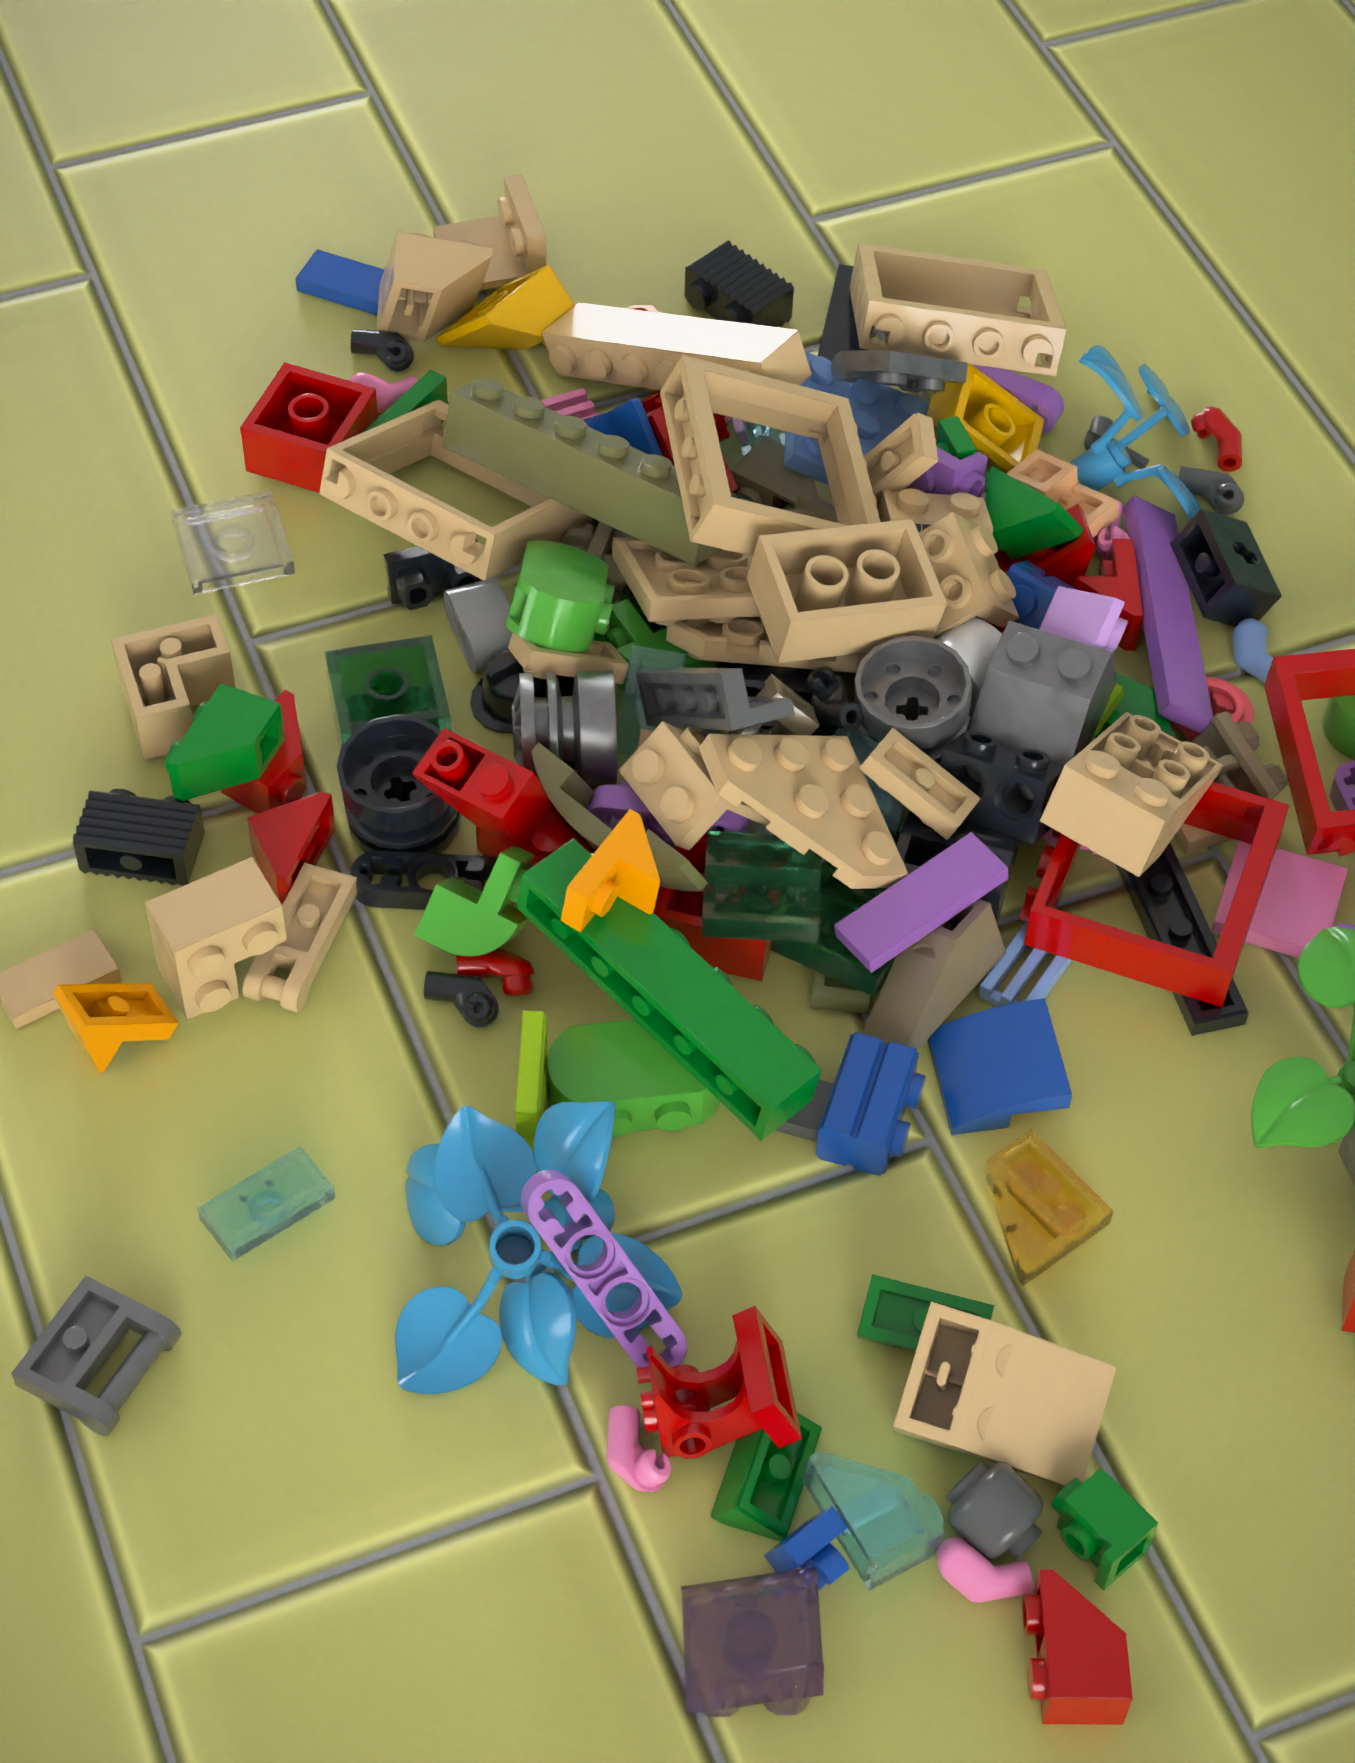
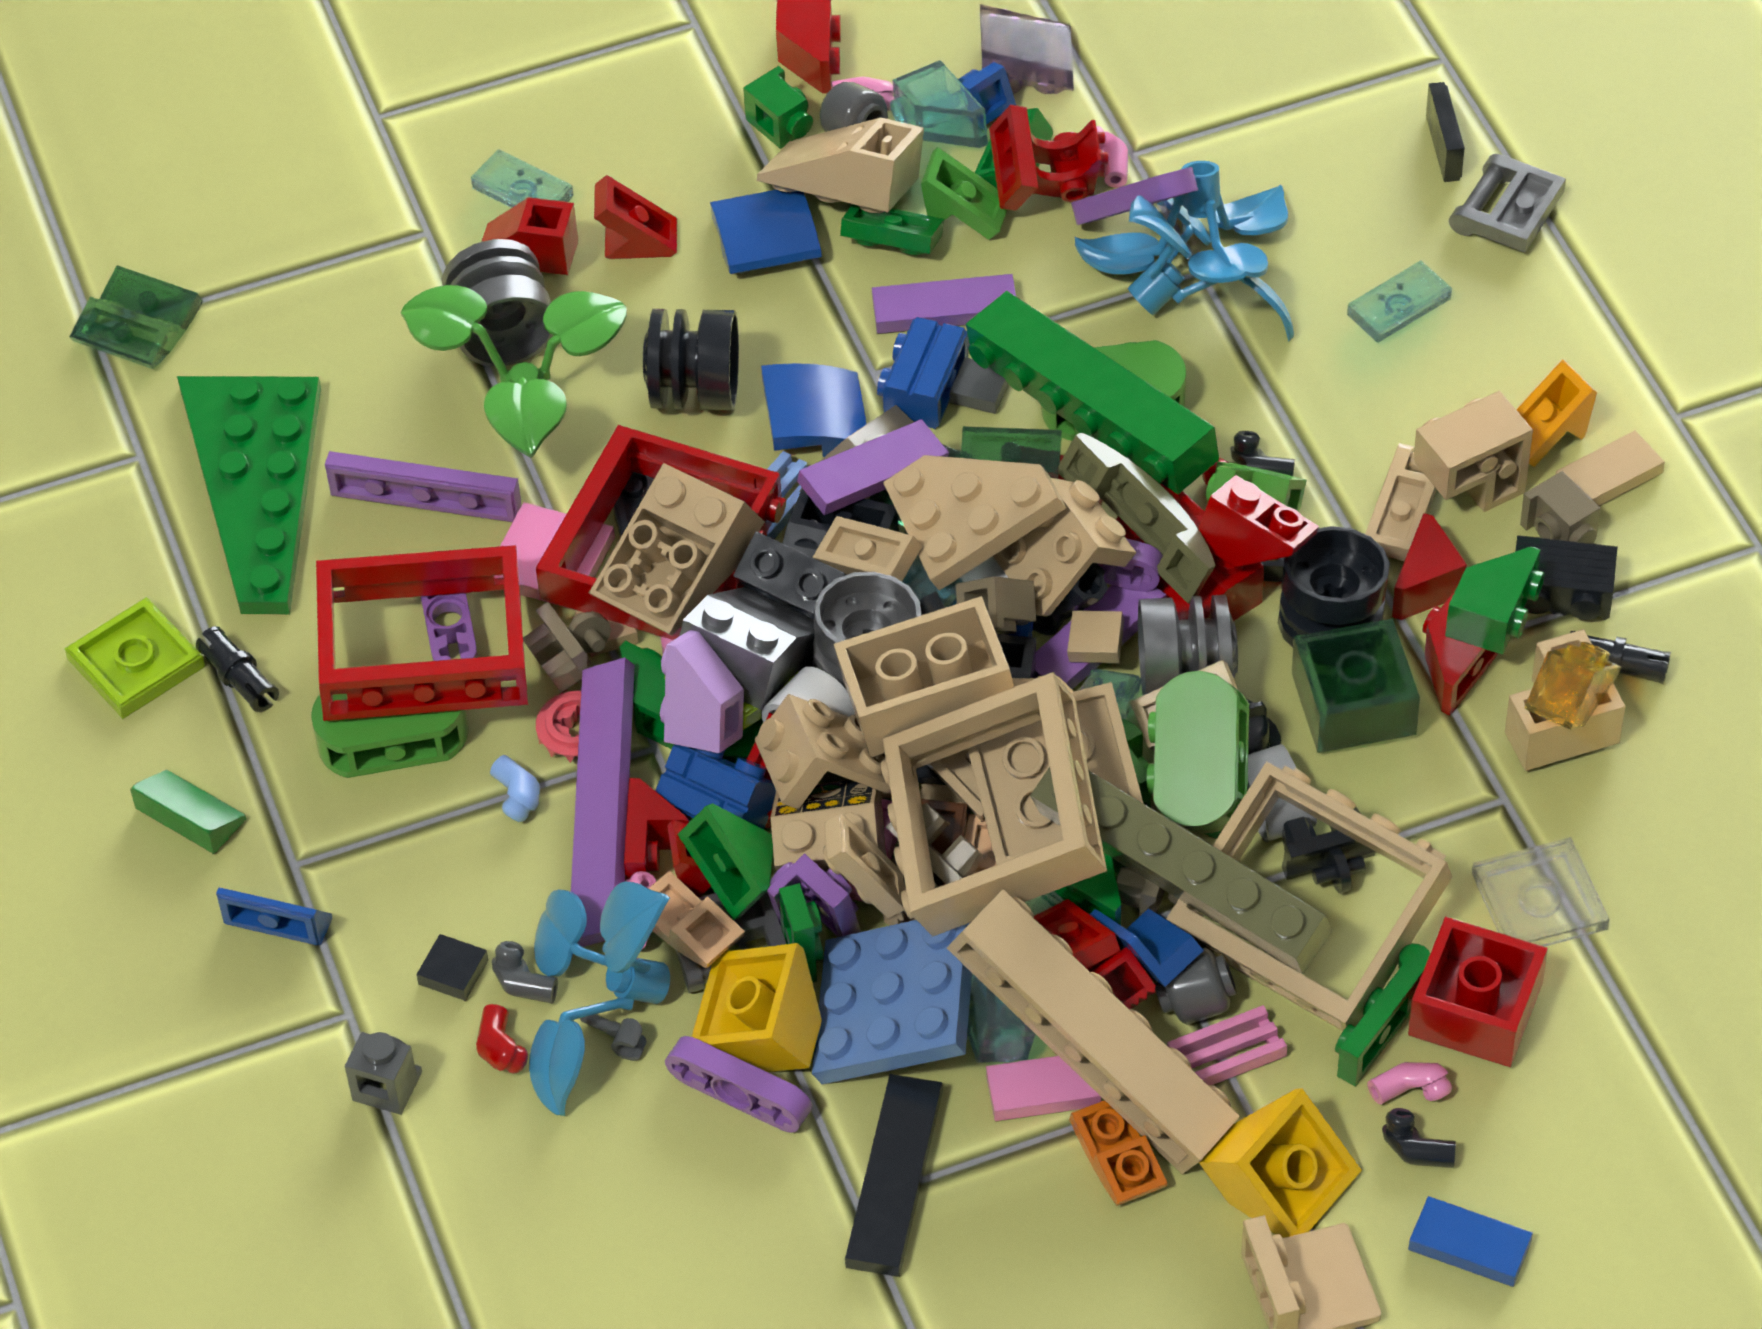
camera: 175 degrees left, 0 degrees up
(100, 761) = (1633, 659): none -> black pin
(118, 906) = (1560, 511): none -> dark tan brick
(160, 1465) = (1445, 131): none -> black tile
(162, 626) = (1572, 684): none -> clear yellow slope
(429, 284) = (1369, 1162): tan slope -> none
(532, 1075) = (1196, 345): lime tile -> none
(618, 868) = (1138, 412): light orange slope -> none
(705, 699) = (1070, 579): dark grey fence -> none
(738, 288) = (1019, 1213): black brick -> none
(837, 1350) = (957, 191): none -> bright green slope
(849, 1223) = (940, 301): none -> medium lavender tile
(898, 369) = (839, 994): flat silver plate -> none
(956, 309) = (779, 1210): tan window -> none
(1041, 1205) = (793, 309): clear yellow wing -> none
(1102, 1316) = (765, 230): none -> blue slope
(1168, 1088) = (692, 359): none -> black wheel
(1225, 568) = (533, 847): black brick -> none
(1272, 1327) = (633, 223): none -> red slope
(1280, 500) = (452, 967): none -> black tile
(1320, 399) = (386, 1061): none -> dark grey brick

